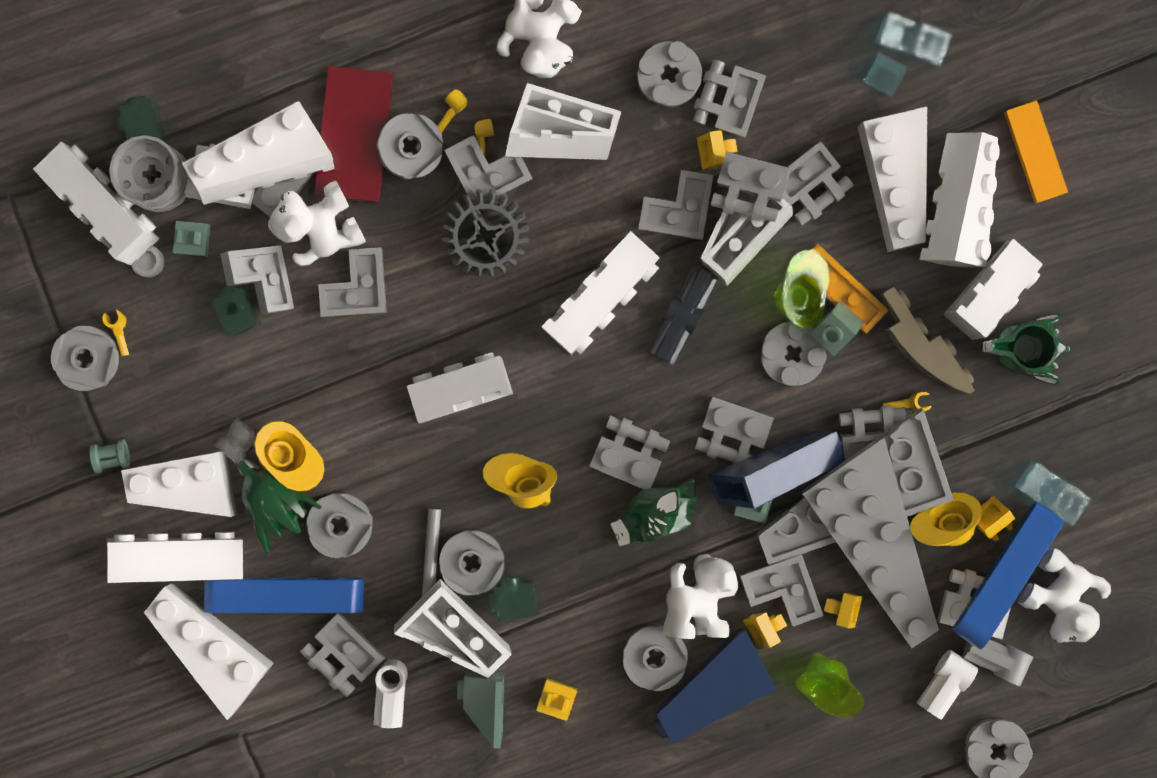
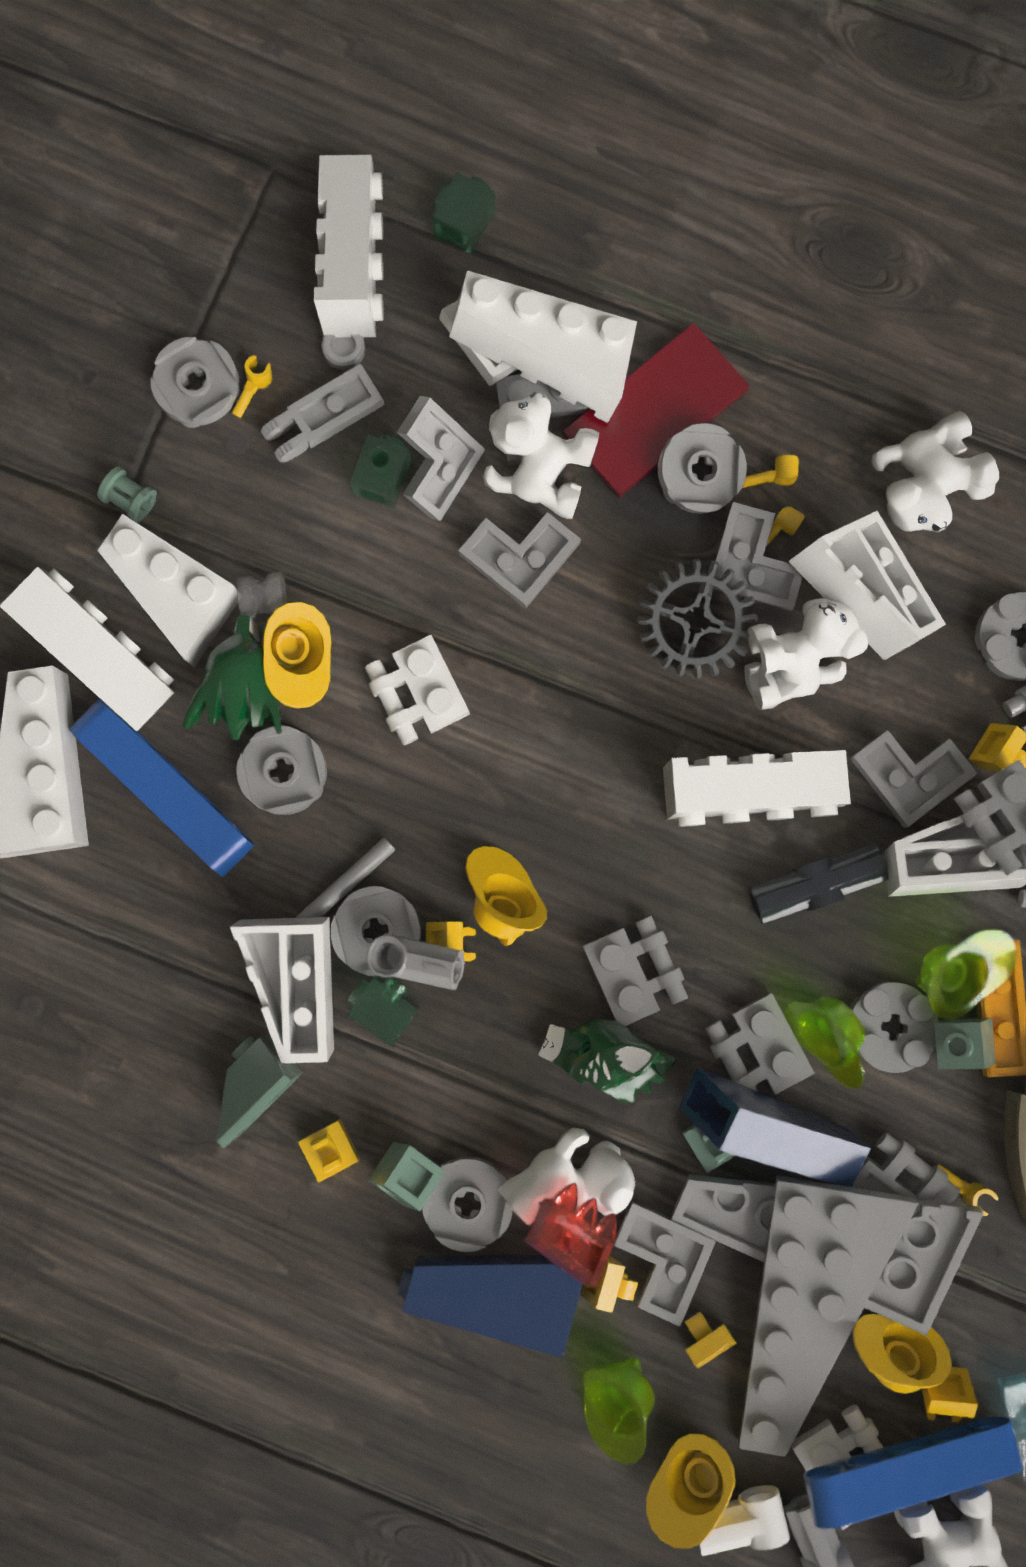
camera: 45 degrees right, 5 degrees down
(138, 161) = (424, 259): light grey wheel -> none
(173, 307) = (324, 412): none -> light grey hinge
(191, 238) = (405, 365): sand green tile -> none
(349, 648) = (174, 900): light grey plate -> none
(375, 403) = (429, 683): none -> white plate
(390, 697) = (168, 987): white piece -> none
(459, 388) = (528, 746): white wedge -> none
(509, 557) = (418, 962): none -> light grey piece
(515, 534) = (449, 935): none -> yellow tile
(557, 209) = (792, 659): none -> white animal
(609, 673) = (406, 1175): none -> sand green brick
(721, 622) = (572, 1236): none -> clear red plate
(762, 390) = (831, 1035): none -> clear neon green piece
(904, 692) = (690, 1491): none -> yellow piece

